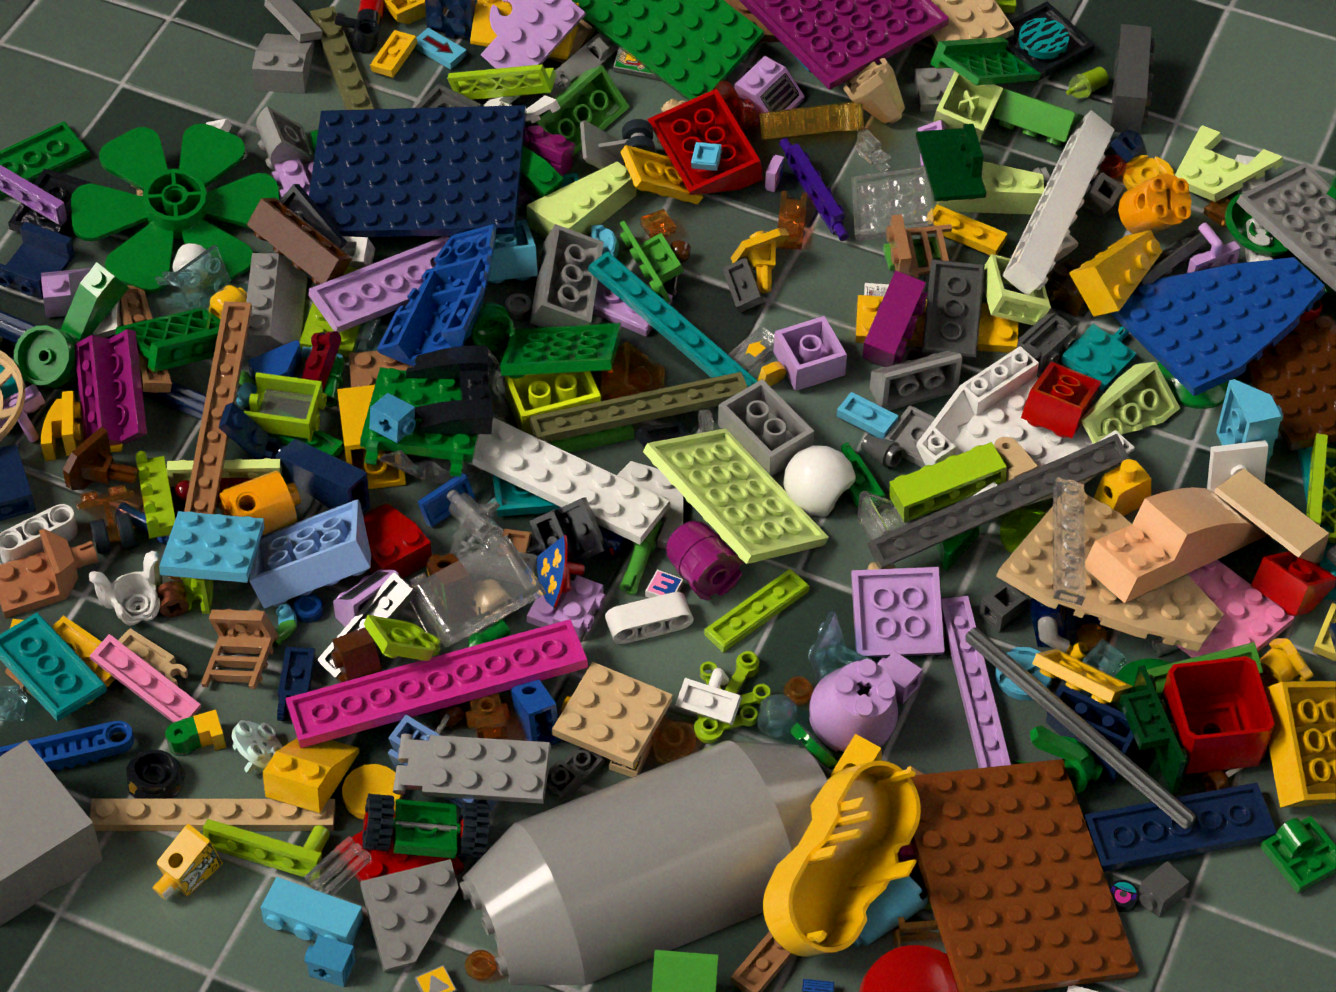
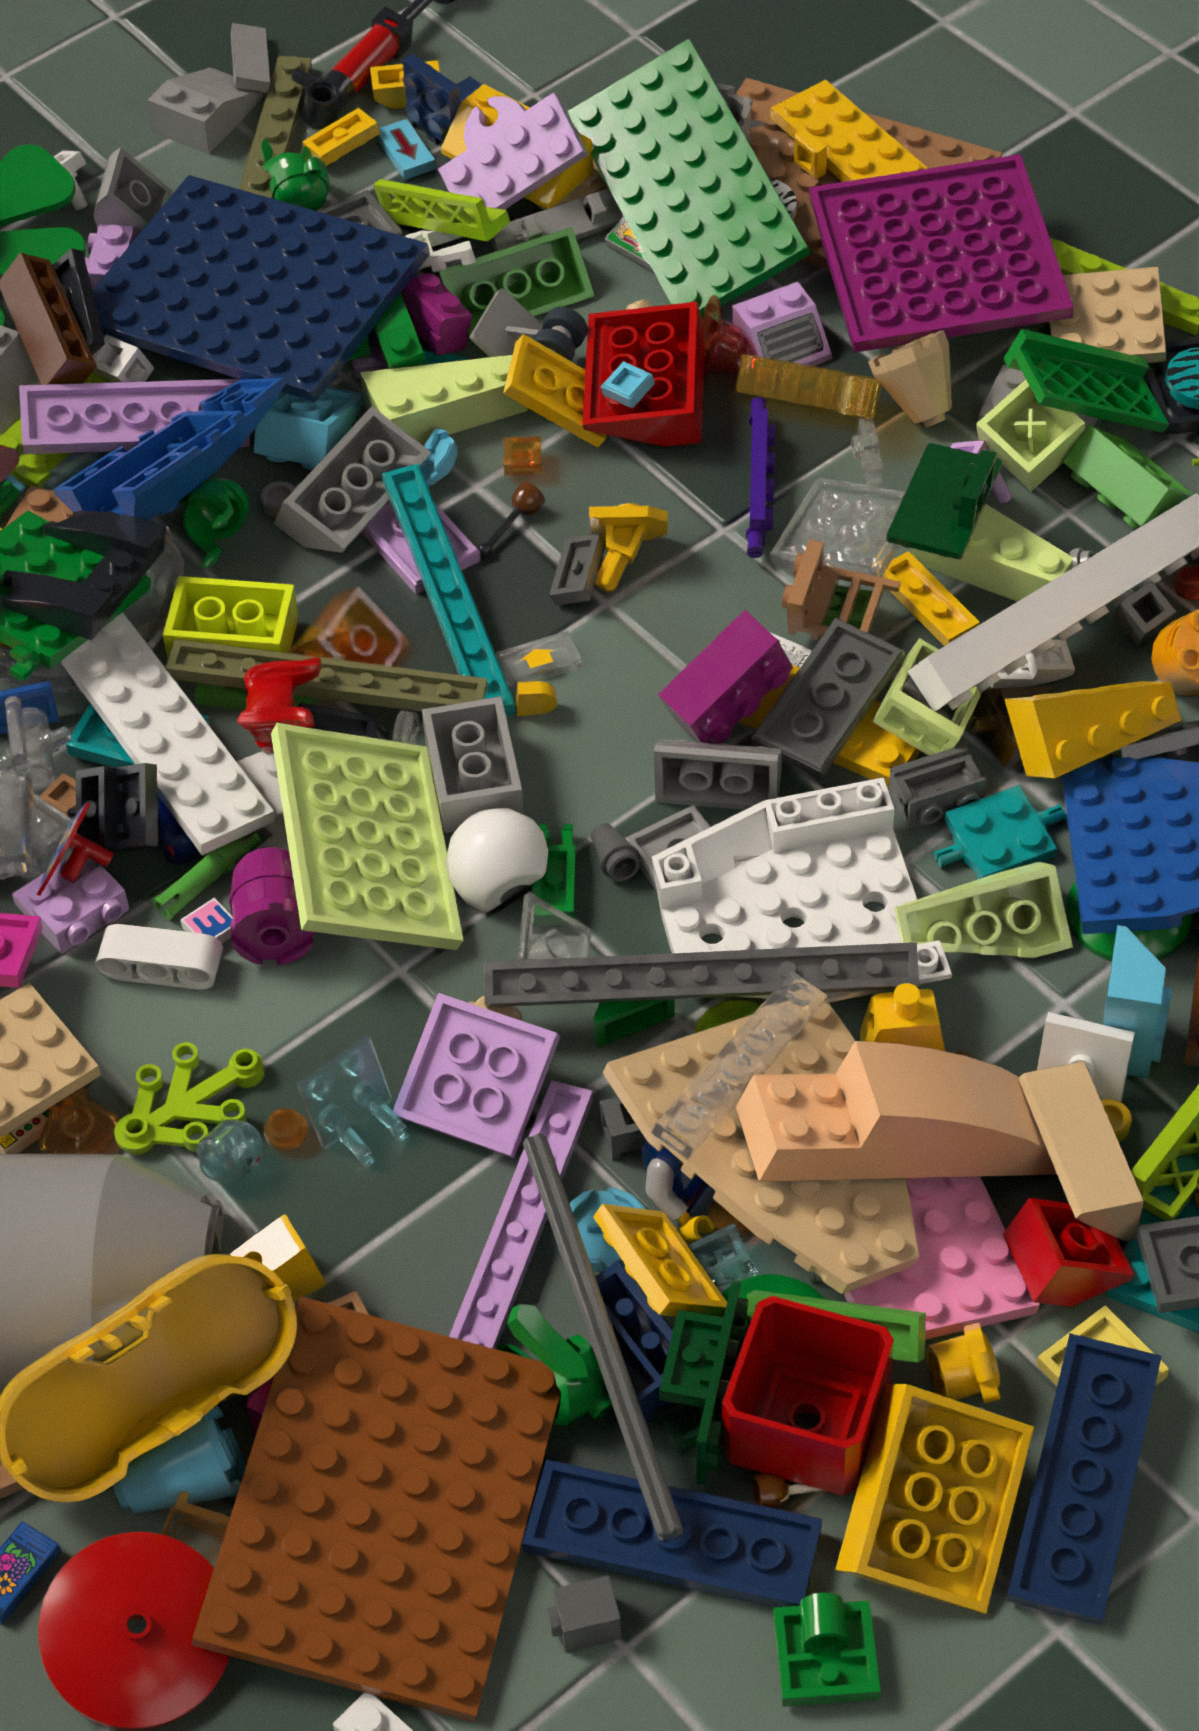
camera: 30 degrees right, 0 degrees up
(389, 89) = (296, 177): none -> green hair
(561, 349) = (271, 568): green plate -> none
(622, 433) = (271, 698): none -> red hair
(656, 258) = (481, 497): bright green bracket -> none
(709, 699) = (148, 1092): white plate -> none
(756, 610) = (308, 1001): lime tile -> none
(774, 173) = (718, 439): lavender tile -> none
(792, 217) = (704, 509): clear orange hinge -> none
(810, 353) = (598, 687): lavender brick -> none
(814, 746) = (240, 1206): green tile -> none
(853, 702) = (338, 1204): lavender cone -> none
(866, 415) = (625, 797): medium azure plate -> none
(904, 674) = (424, 1164): lavender brick -> none
(947, 481) = (659, 922): lime brick -> none
(1014, 457) = (768, 921): tan leg -> none
(1060, 400) = (891, 867): red slope -> none
(1124, 895) = (529, 1598): tile -> none

